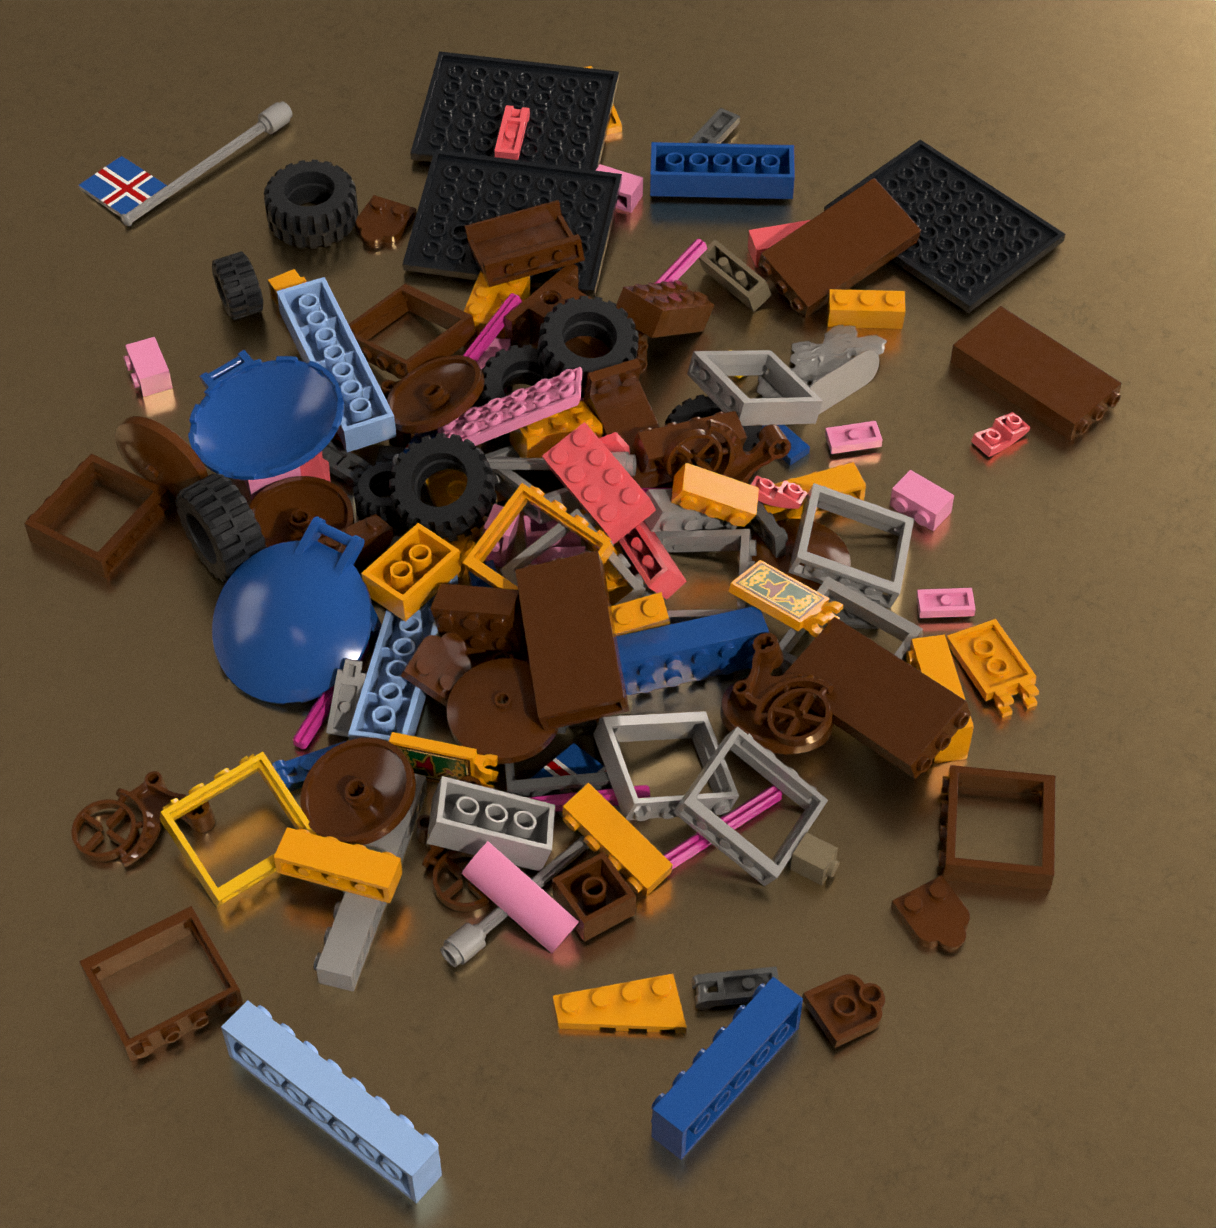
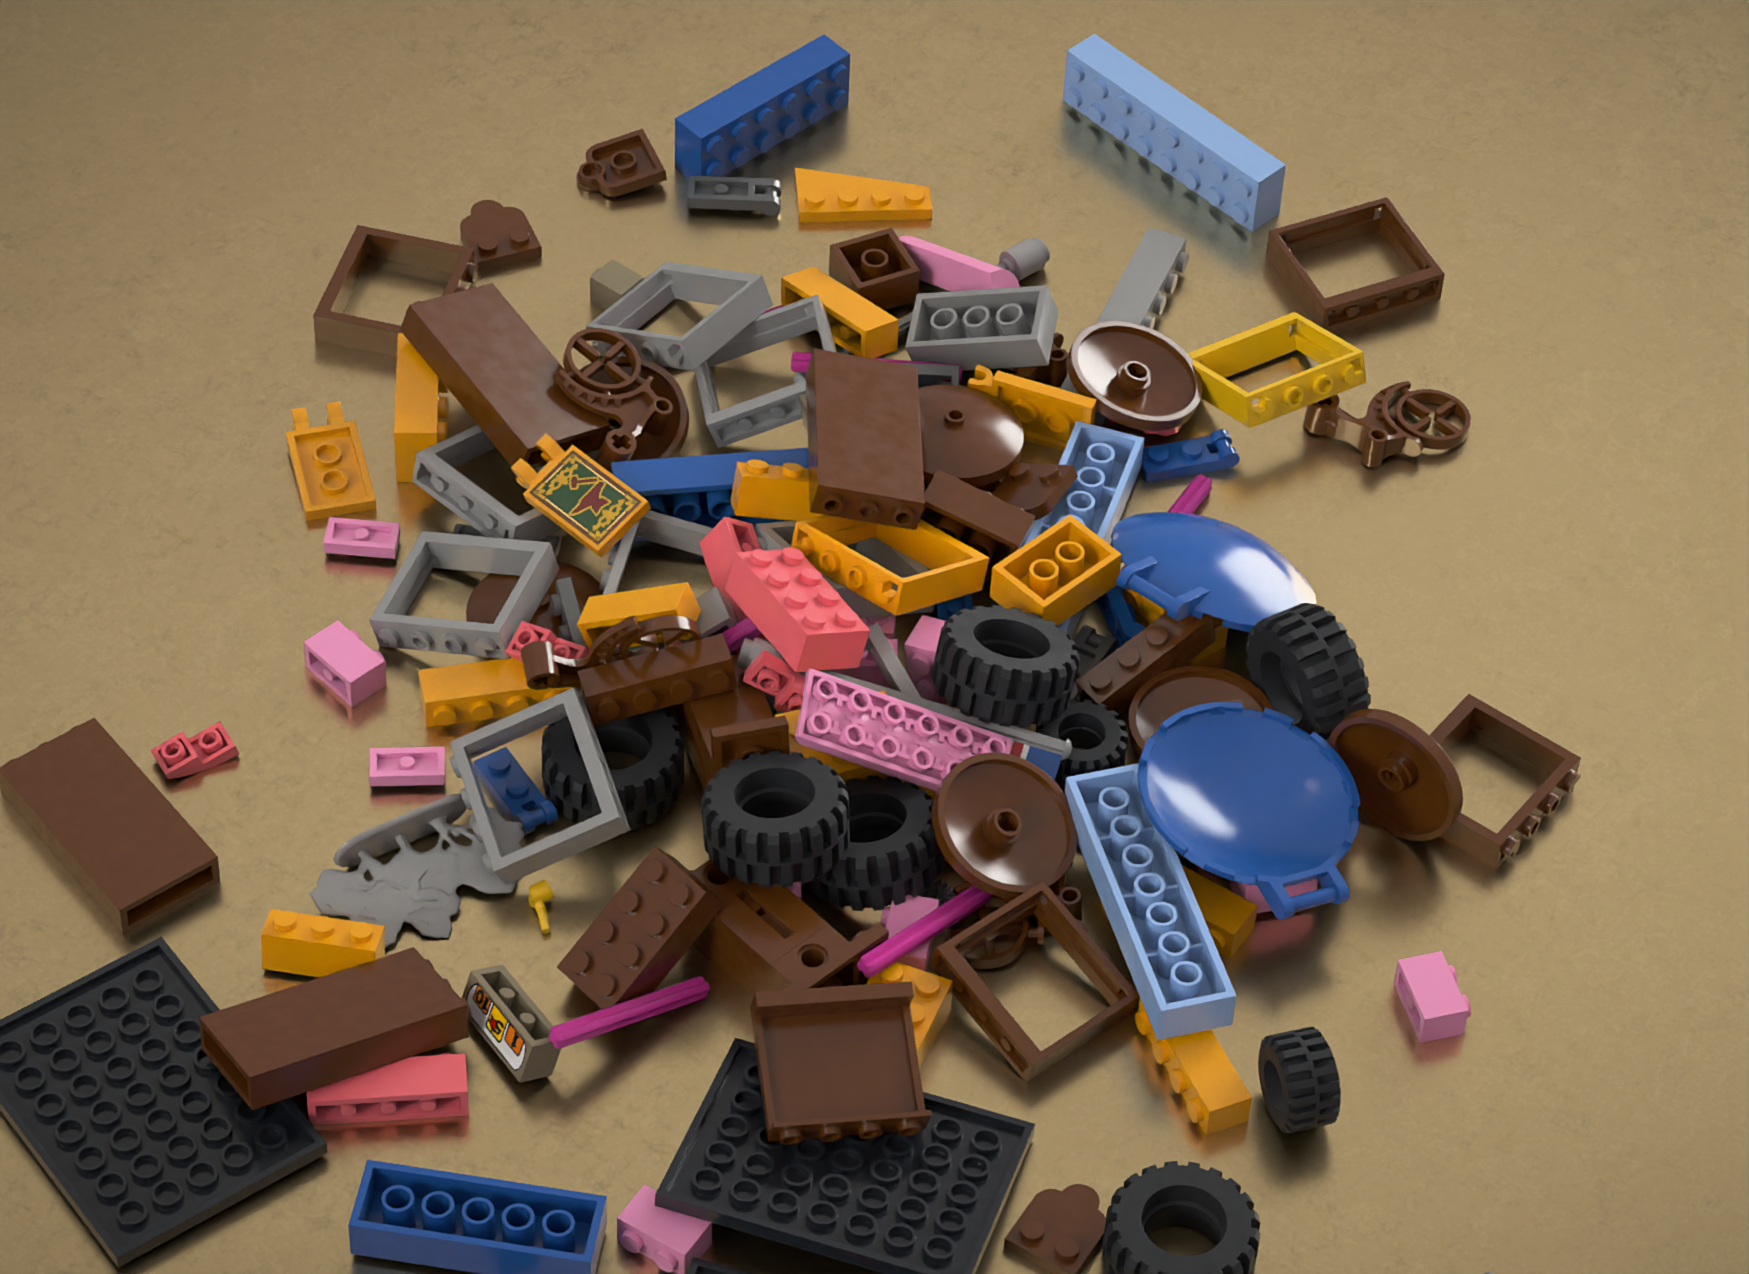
camera: 175 degrees left, 5 degrees down
(338, 864) = (1159, 304): light orange brick -> none
(345, 697) = (1145, 495): light grey hinge -> none

